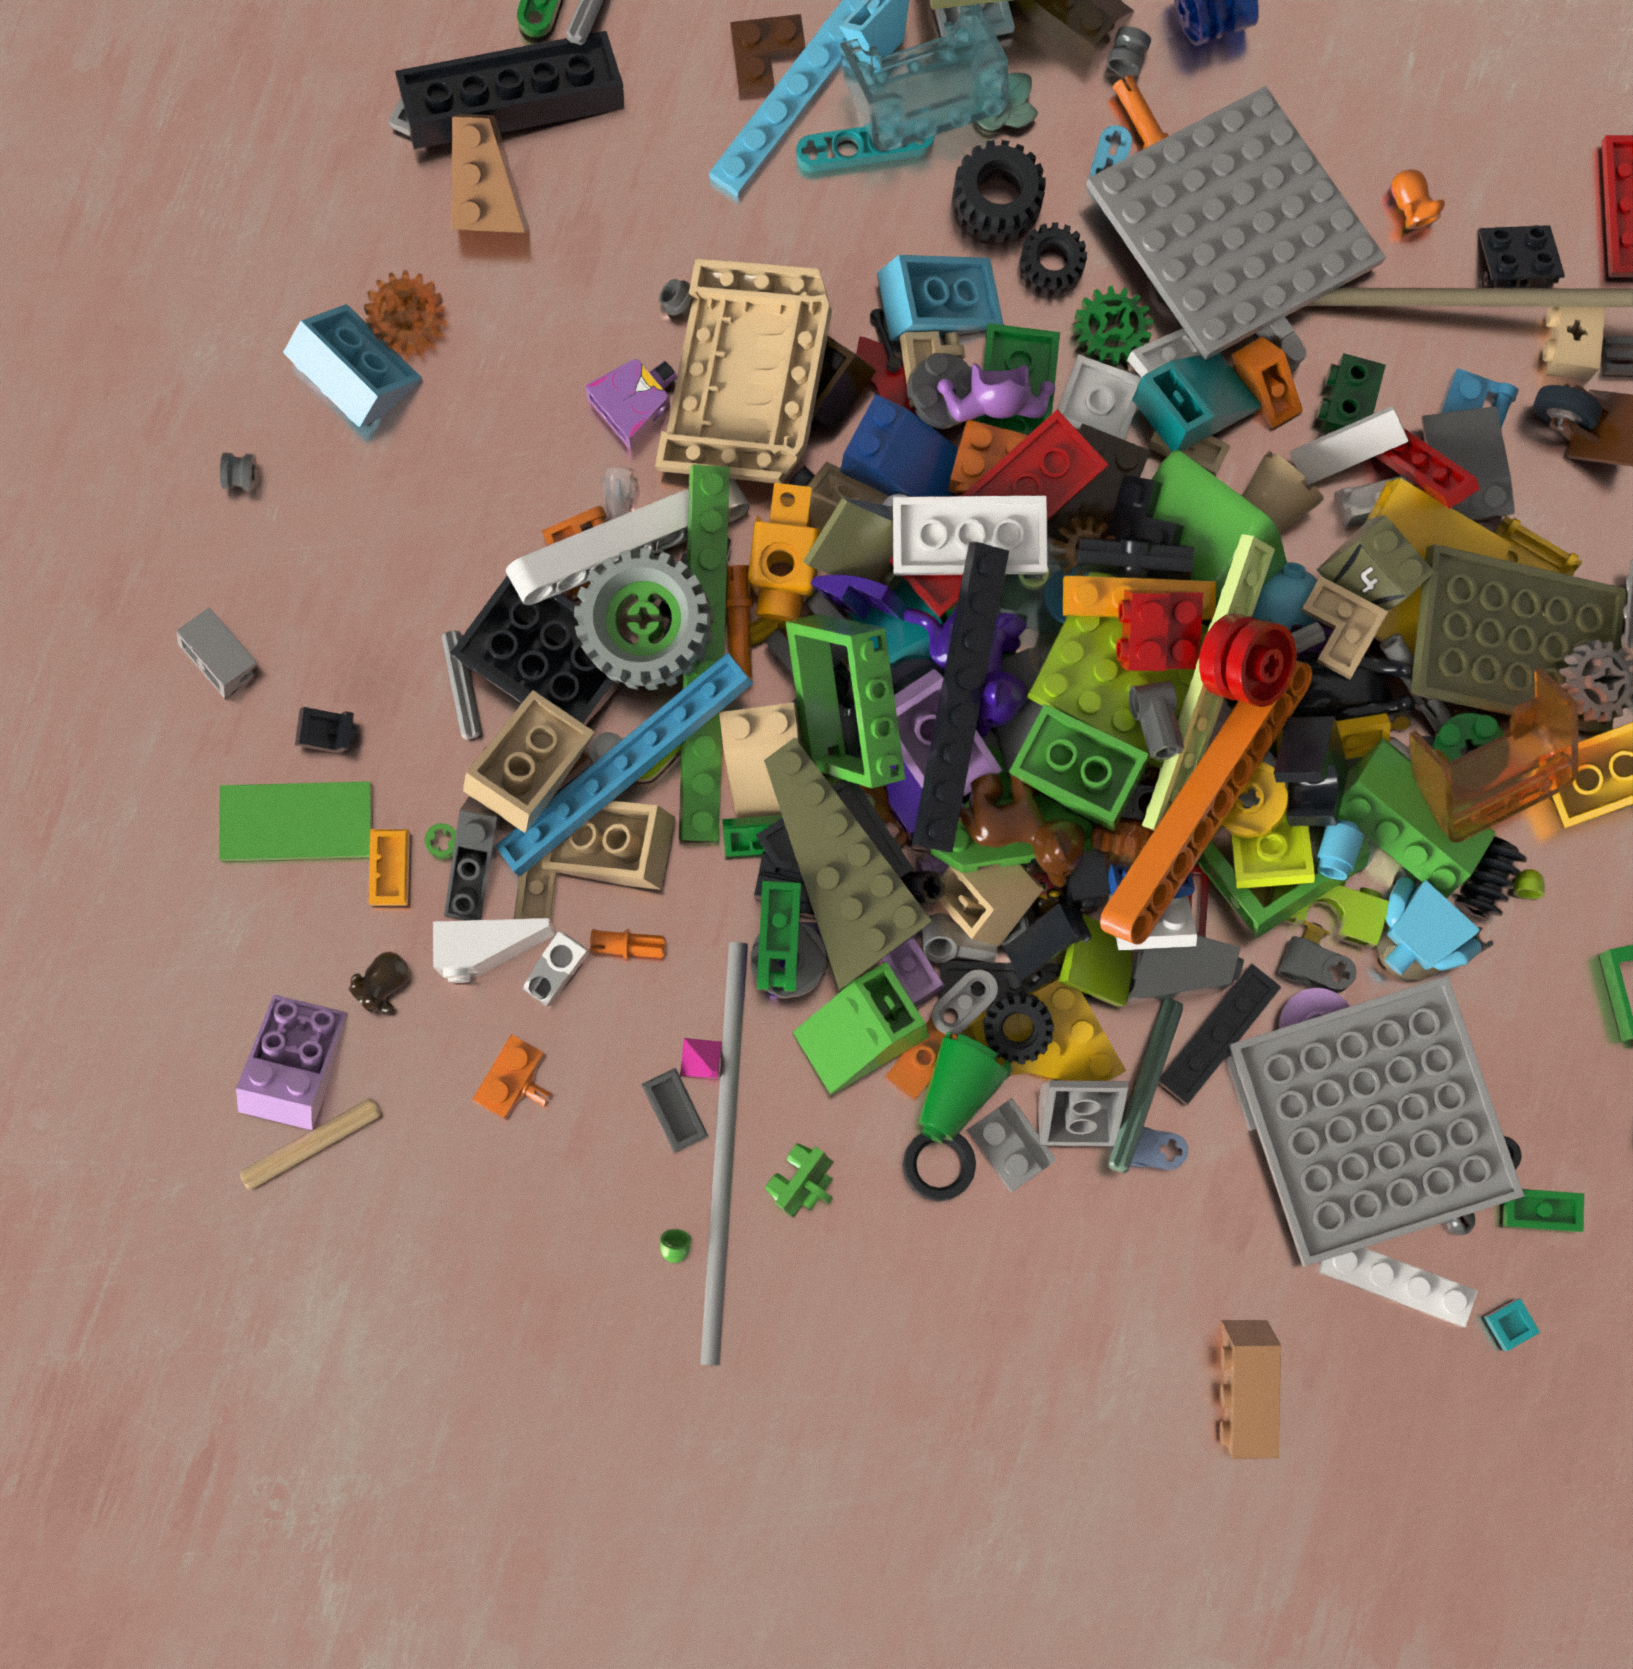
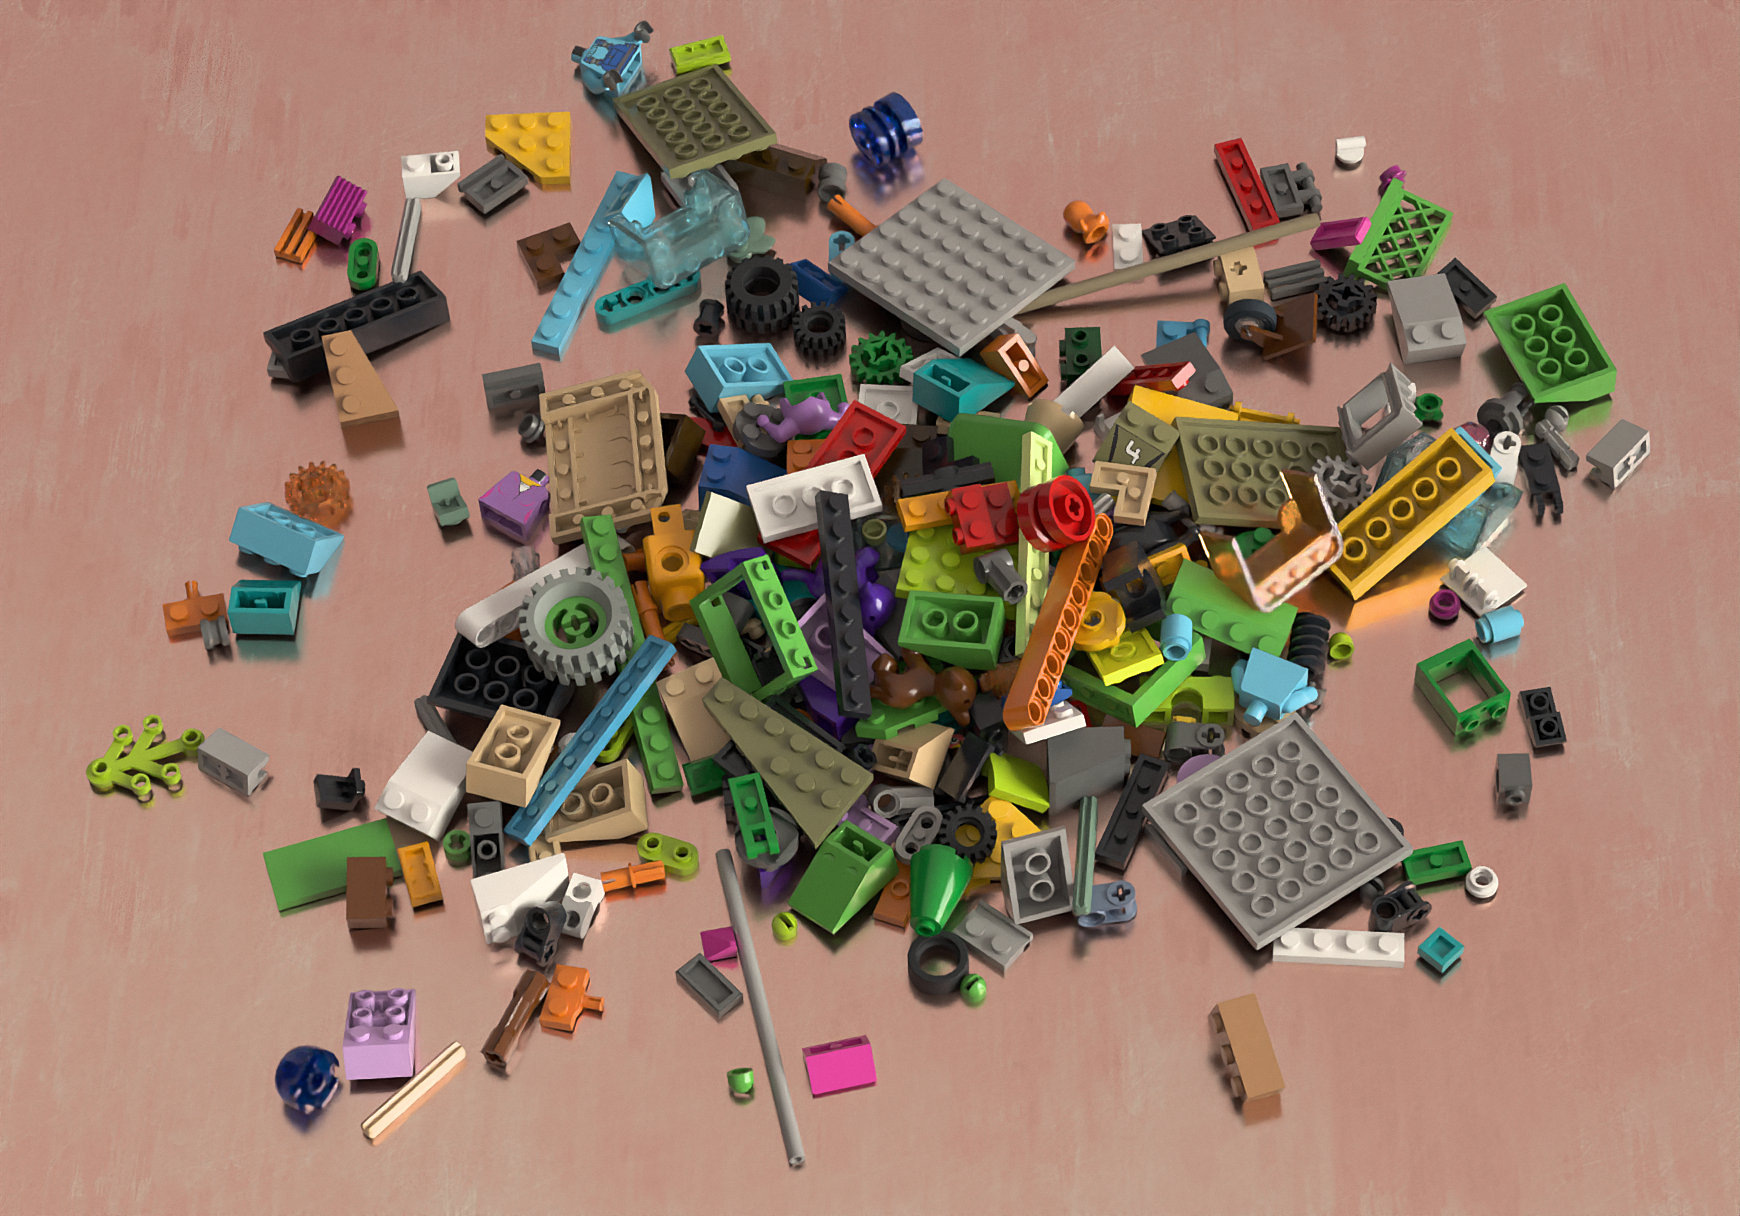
camera: 10 degrees left, 25 degrees down
(113, 614) = (142, 758): none -> lime plant
(191, 1100) = (307, 1077): none -> clear blue cylinder
(224, 432) = (186, 614): none -> orange plate
(303, 451) = (264, 606): none -> teal slope
(322, 880) = (367, 892): none -> reddish brown brick
(381, 979) = (436, 954): dark brown animal -> none
(424, 763) = (427, 786): none -> white slope
(427, 1112) = (525, 999): none -> reddish brown axle
(504, 993) = (537, 936): none -> black piece
(551, 374) = (447, 502): none -> sand green bracket
(670, 235) = (513, 385): none -> dark grey plate
(676, 923) = (668, 852): none -> lime plate
(743, 522) = (634, 561): none -> orange pin
(773, 1063) = (780, 929): none -> lime hinge
(791, 1258) = (840, 1064): none -> dark pink panel
(806, 1185) = (834, 1003): bright green hips -> none
(927, 203) = (707, 322): none -> black bush
(965, 1198) = (977, 991): none -> bright green hinge
(1067, 188) = (817, 284): none -> blue slope
(1262, 952) = (1143, 738): none -> reddish brown tile
(1453, 252) = (1127, 245): none -> white plate
(1486, 1258) = (1401, 906): none -> black piece
(1599, 1249) = (1485, 875): none -> white plate

